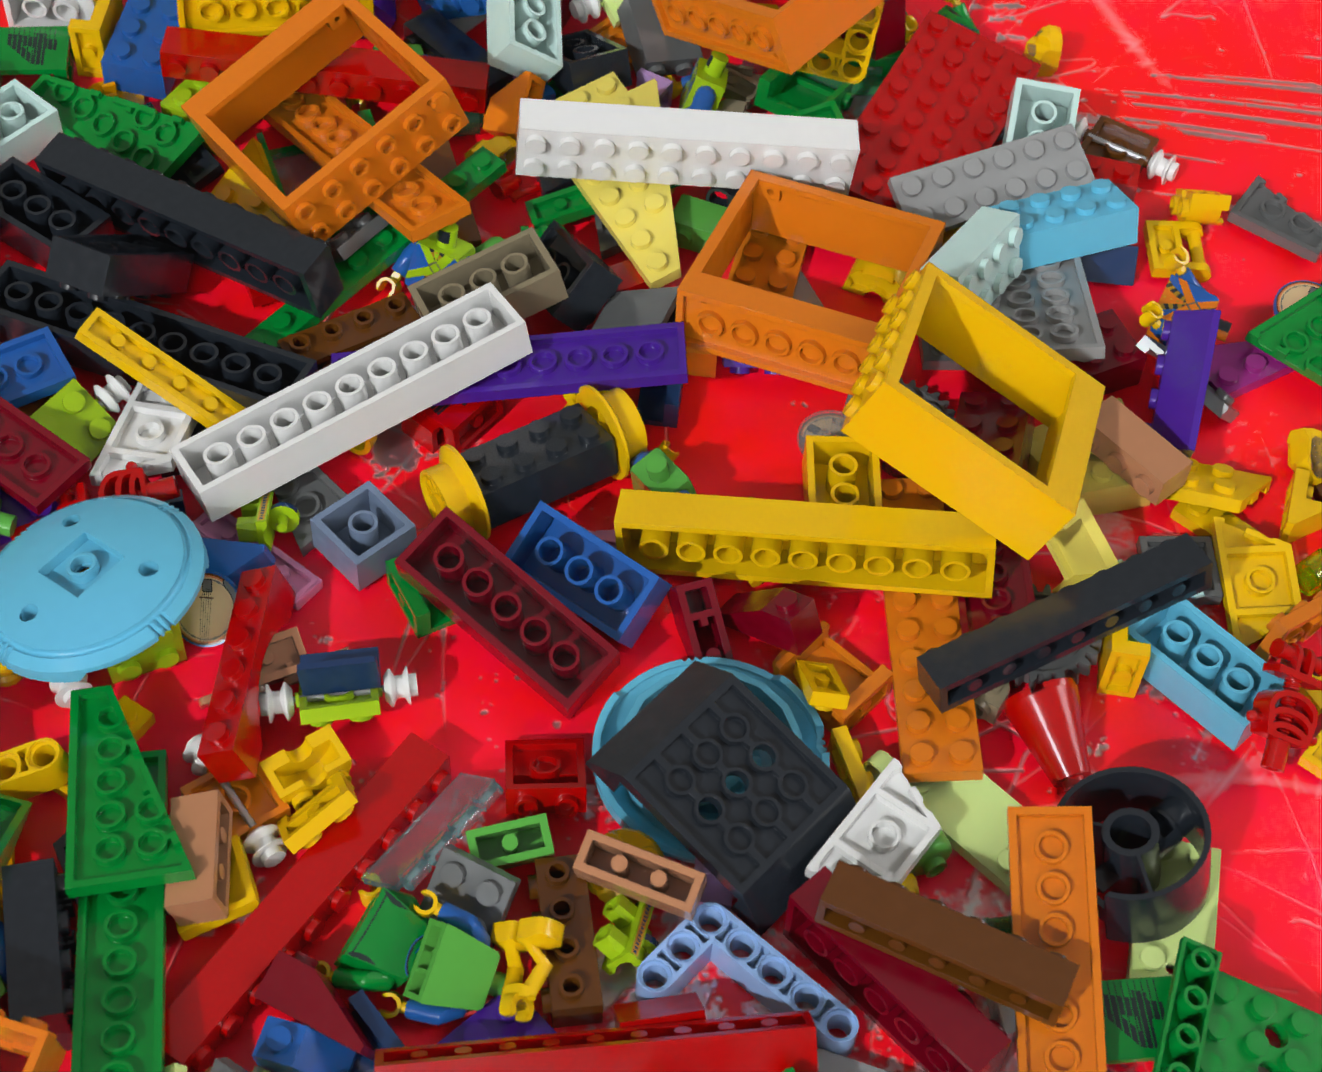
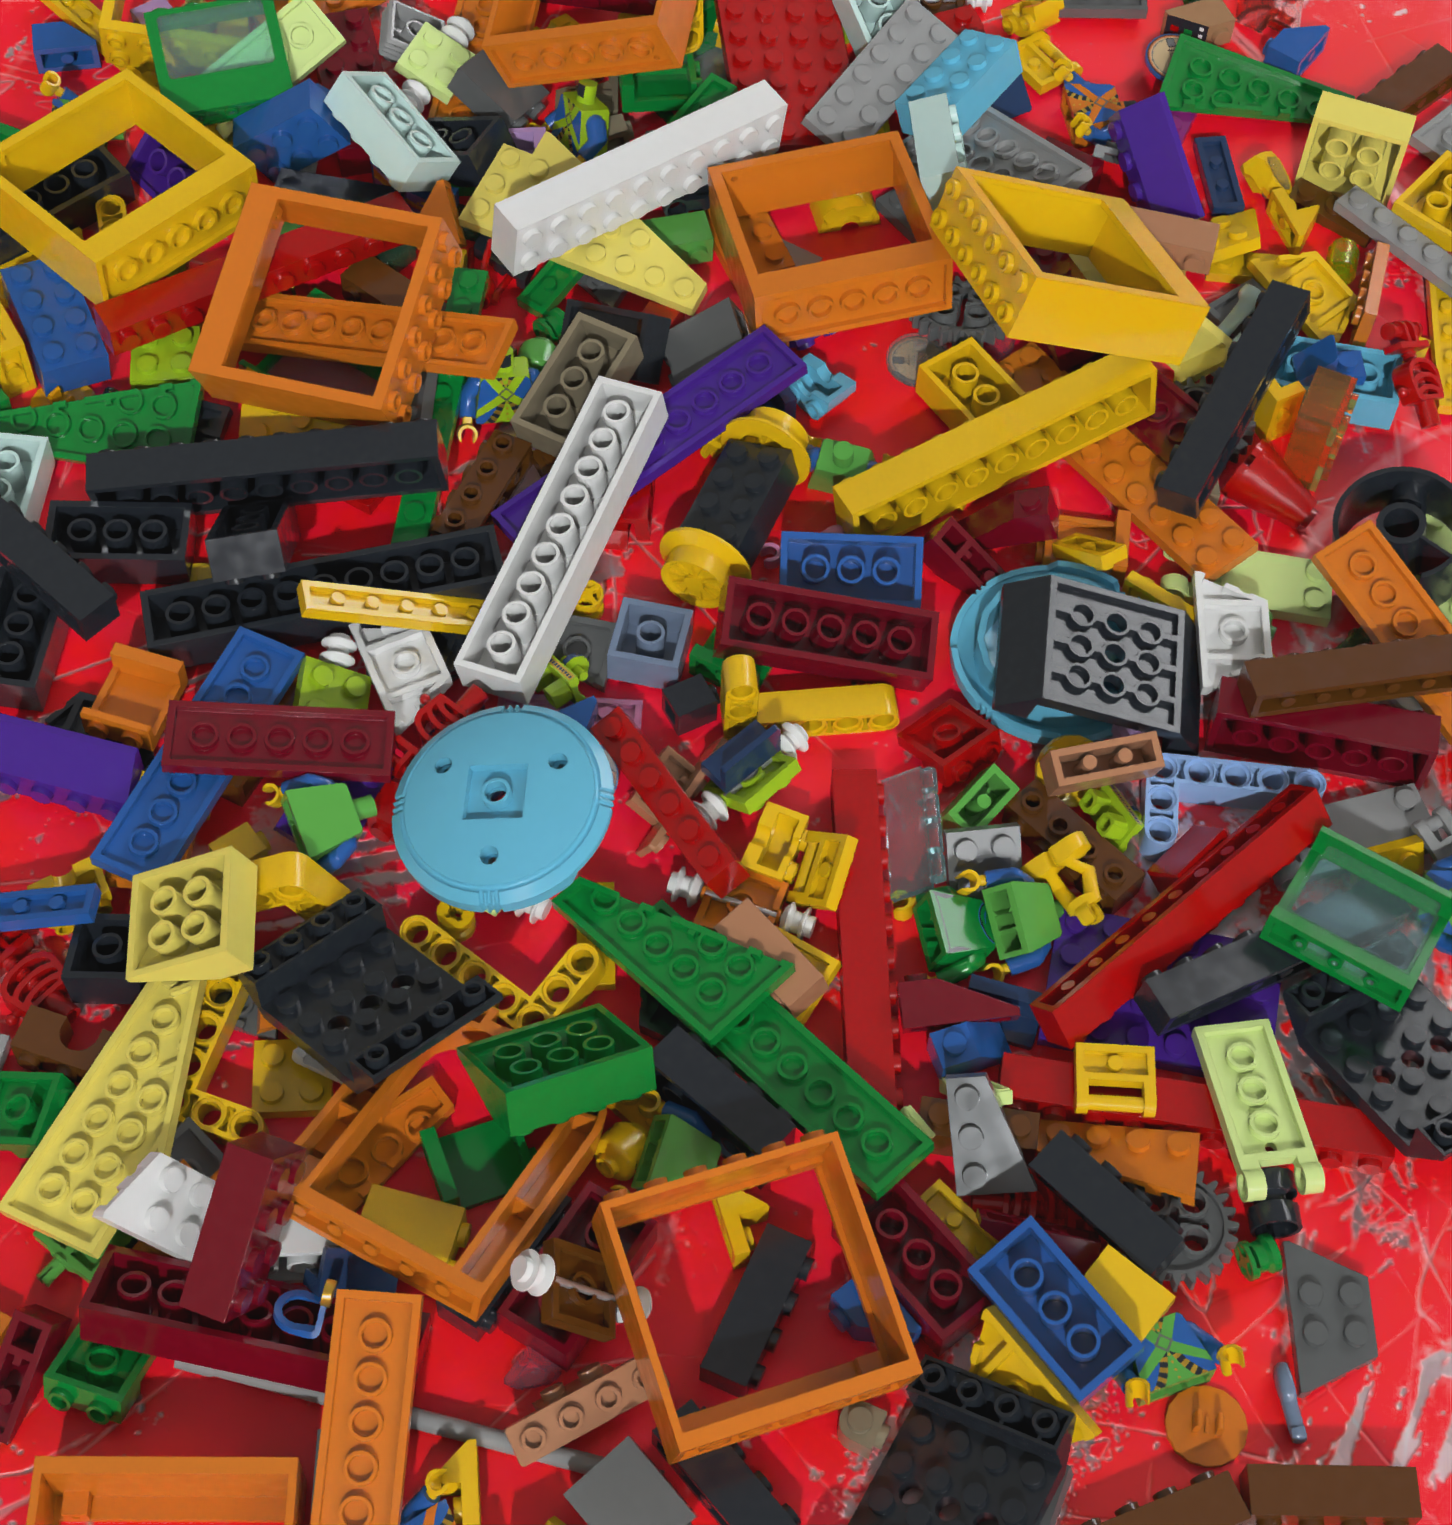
camera: 35 degrees left, 5 degrees up
(346, 467) = (592, 595): none -> yellow wheel
(355, 606) = (690, 704): none -> black brick
(438, 669) = (816, 710): none -> yellow beam
(710, 407) = (820, 389): none -> medium azure cylinder
(1138, 701) = (1321, 426): none -> clear orange brick
(1194, 649) = (1326, 355): none -> blue slope
(1261, 431) = (1218, 175): none -> dark blue plate

